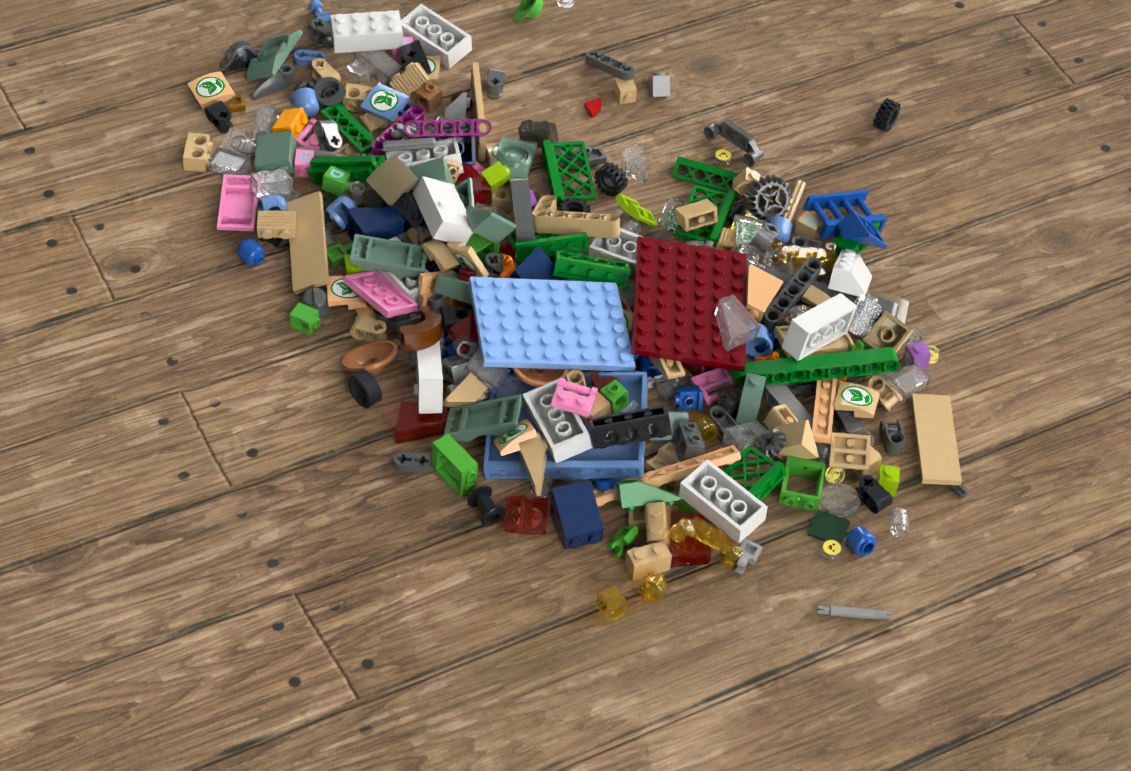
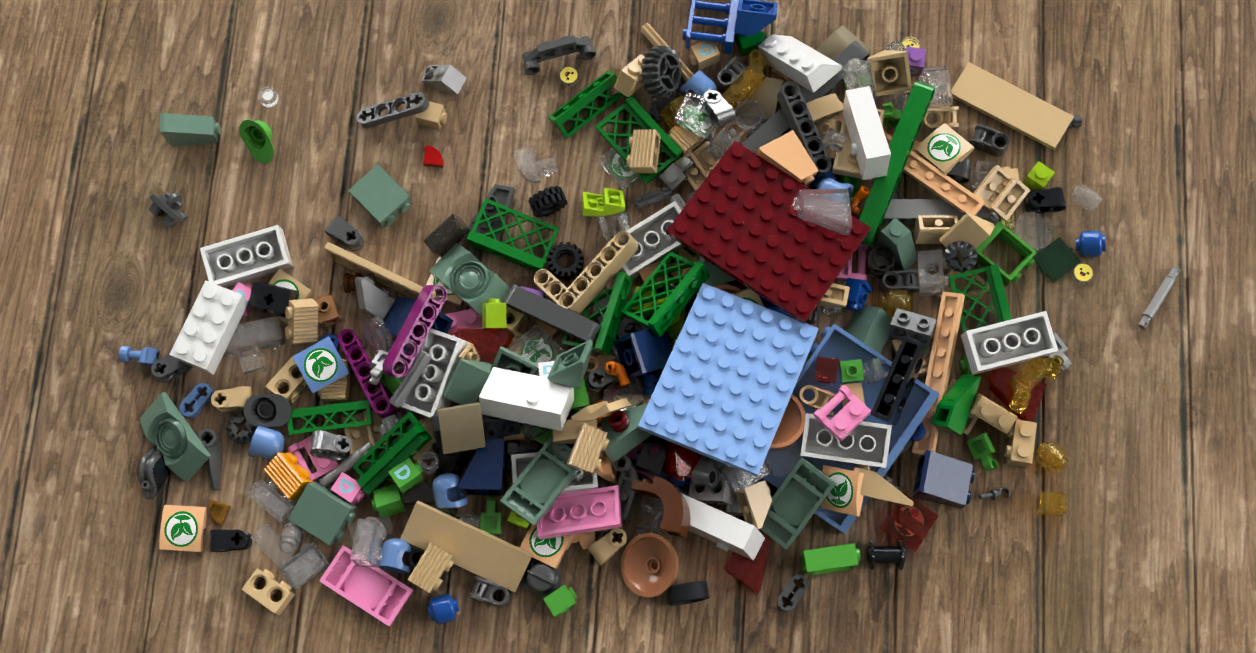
camera: 50 degrees left, 25 degrees up
(282, 277) = (486, 590): none -> flat silver piece
(308, 184) = (388, 501): none -> bright green brick
(430, 260) = (587, 449): none -> tan brick
(539, 89) = (380, 196): none -> sand green brick
(591, 564) = (994, 494): none -> dark grey hand

